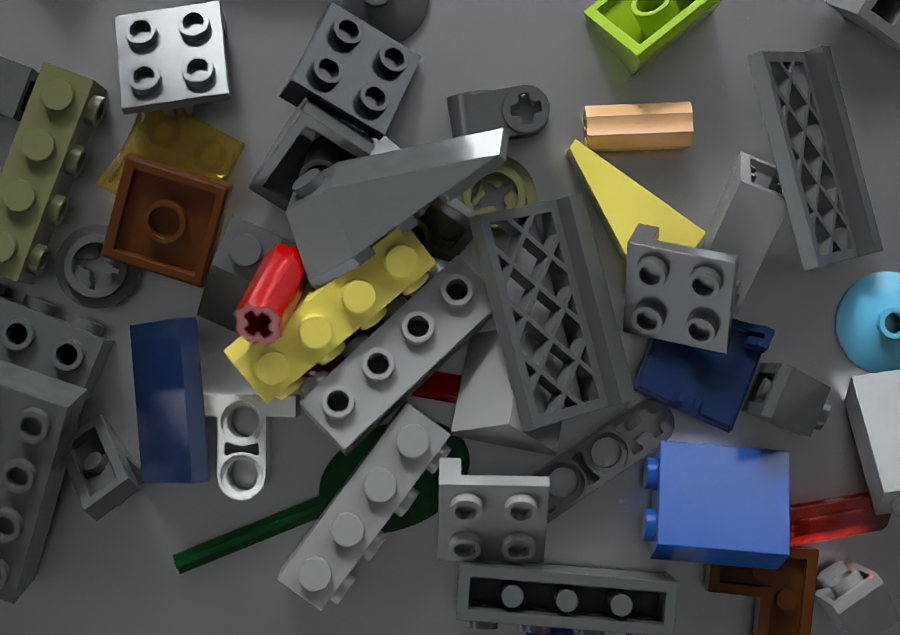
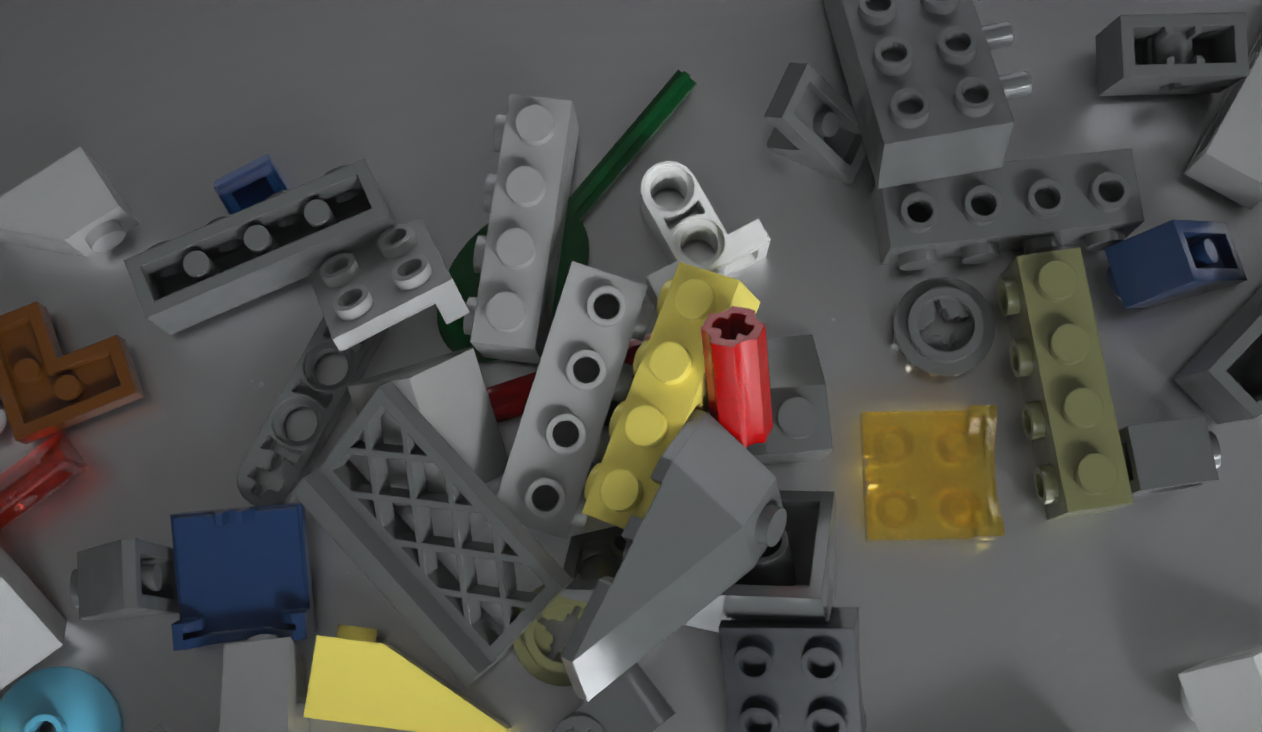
camera: 155 degrees right, 10 degrees down
(166, 219) = (900, 408): reddish brown plate -> none
(169, 401) = (785, 224): dark blue tile -> none
(172, 58) = (998, 586): piece -> none
(679, 292) = (298, 631): dark grey piece -> none
(718, 505) = (146, 428): blue brick -> none

